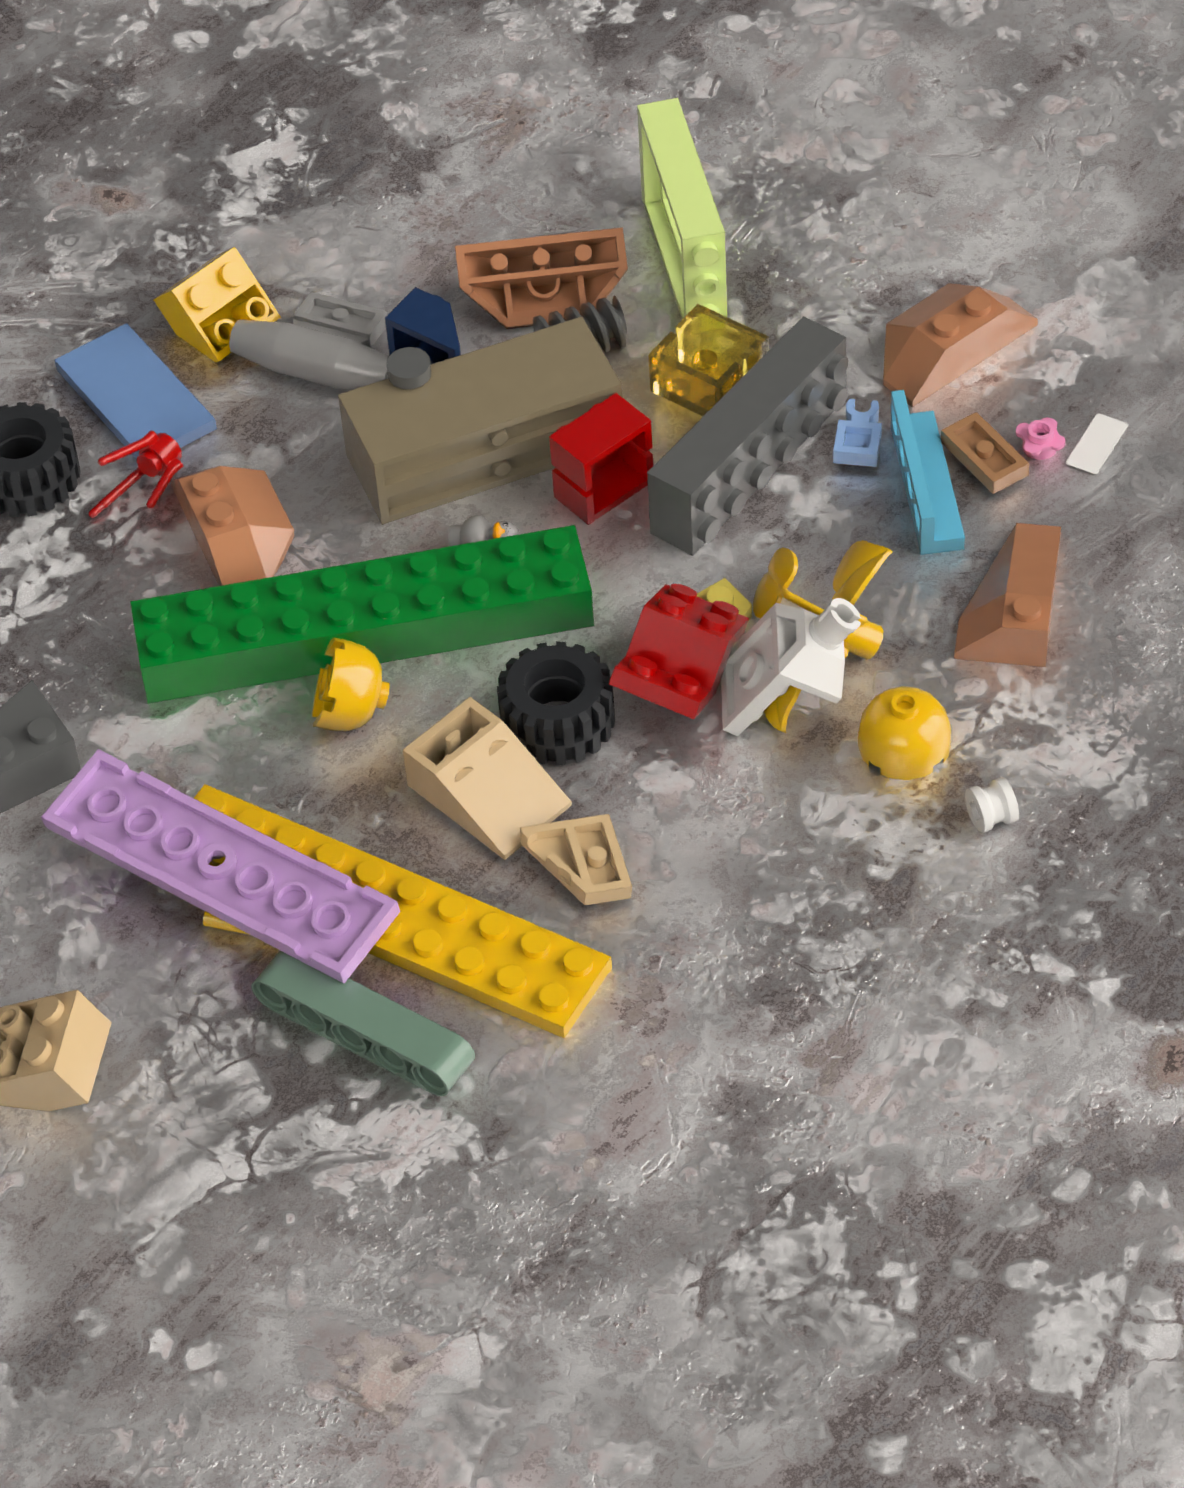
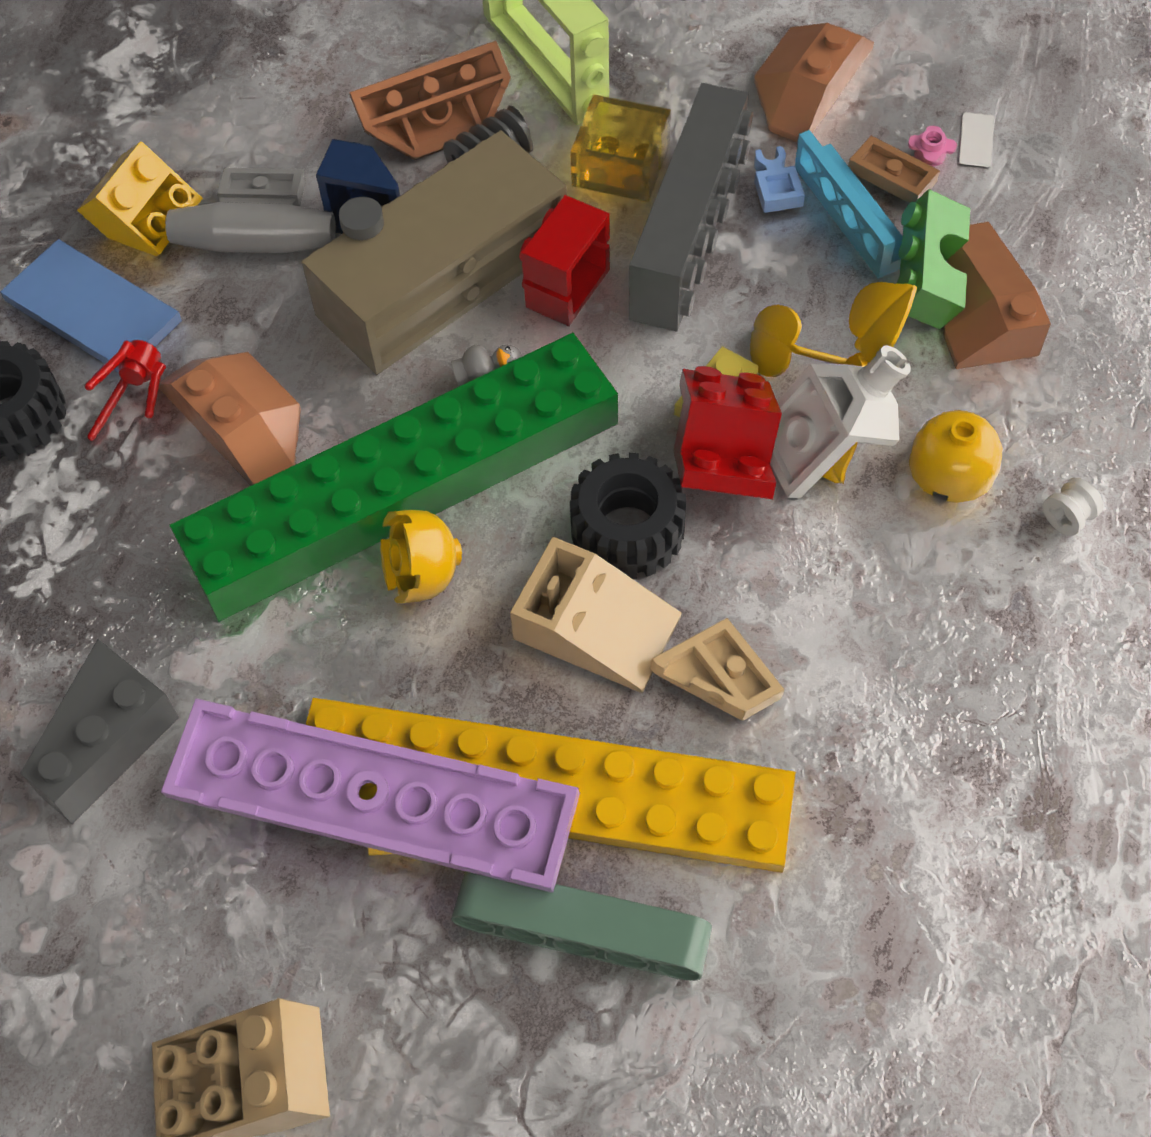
camera: 20 degrees left, 10 degrees up
(955, 569) = (931, 234): none -> bright green arch

